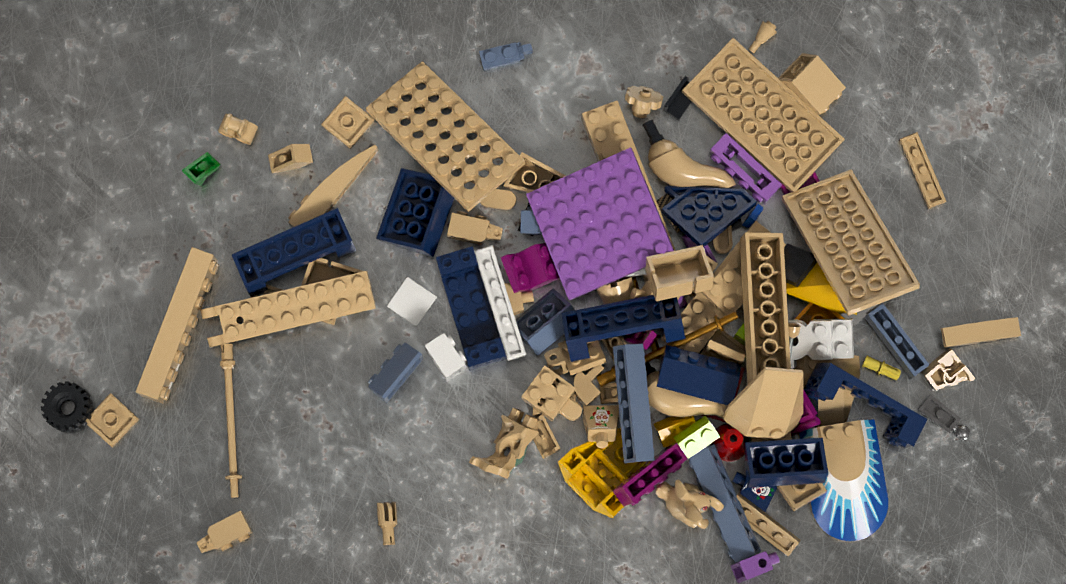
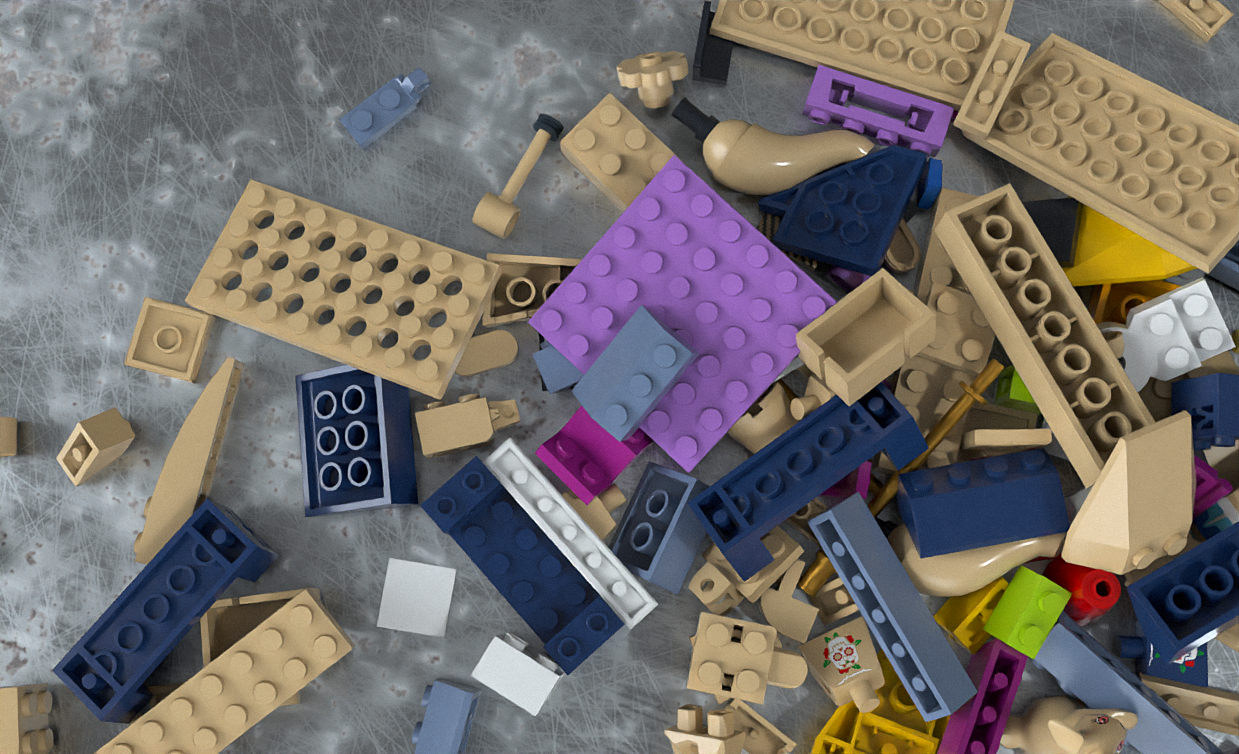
camera: 15 degrees left, 0 degrees up
(536, 134) = (497, 212): none -> tan piece
(564, 241) = (633, 374): none -> sand blue slope
(805, 181) = (992, 84): none -> tan plate

